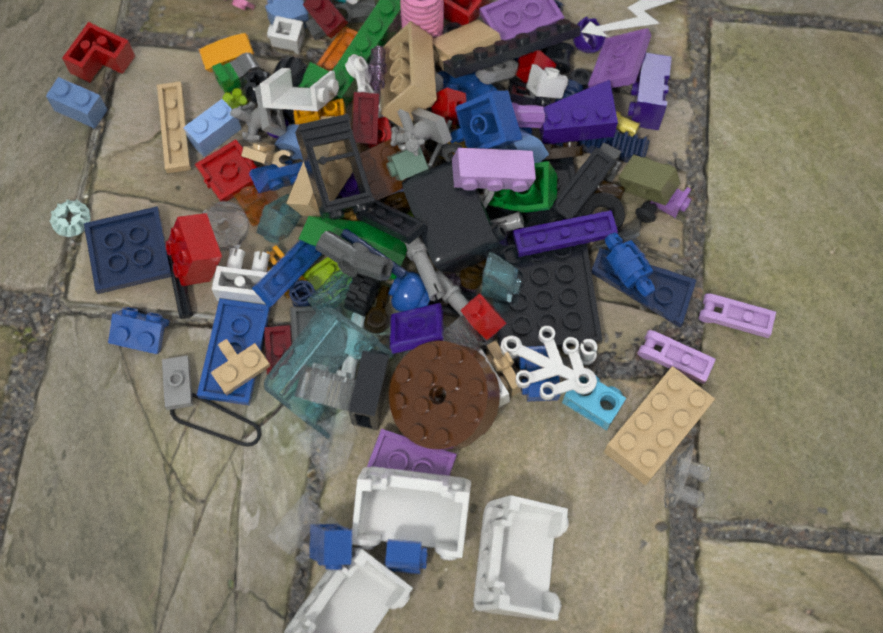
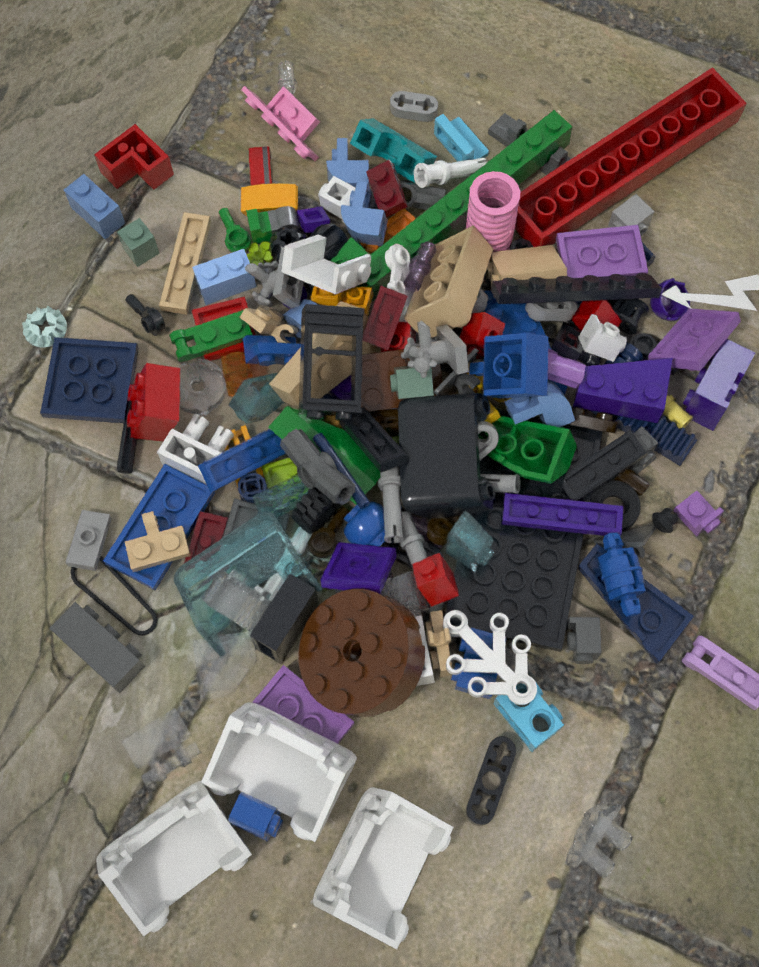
camera: 20 degrees right, 0 degrees up
(126, 121) = (138, 242): none -> sand green brick
(137, 330) = (68, 469): blue bracket -> none
(162, 182) = (151, 318): none -> black plate
(207, 27) = (260, 165): none -> red sticker
(210, 92) = (236, 237): none -> green plate
(219, 466) = (98, 646): none -> dark grey brick
(220, 180) = (210, 336): none -> green plate
(269, 57) = (312, 218): none -> dark purple plate
(313, 47) = (362, 222): none -> medium blue brick
(331, 545) = (179, 776): blue brick -> none
(493, 169) = (502, 419): lavender brick -> none
(576, 482) = (507, 762): none -> black beam
(588, 351) = (539, 663): white pin -> none
(617, 326) = (584, 639): none -> dark grey brick
(649, 179) = (680, 484): olive brick -> none
(658, 425) = (591, 768): tan brick -> none
(675, 354) = (640, 696): lavender plate -> none

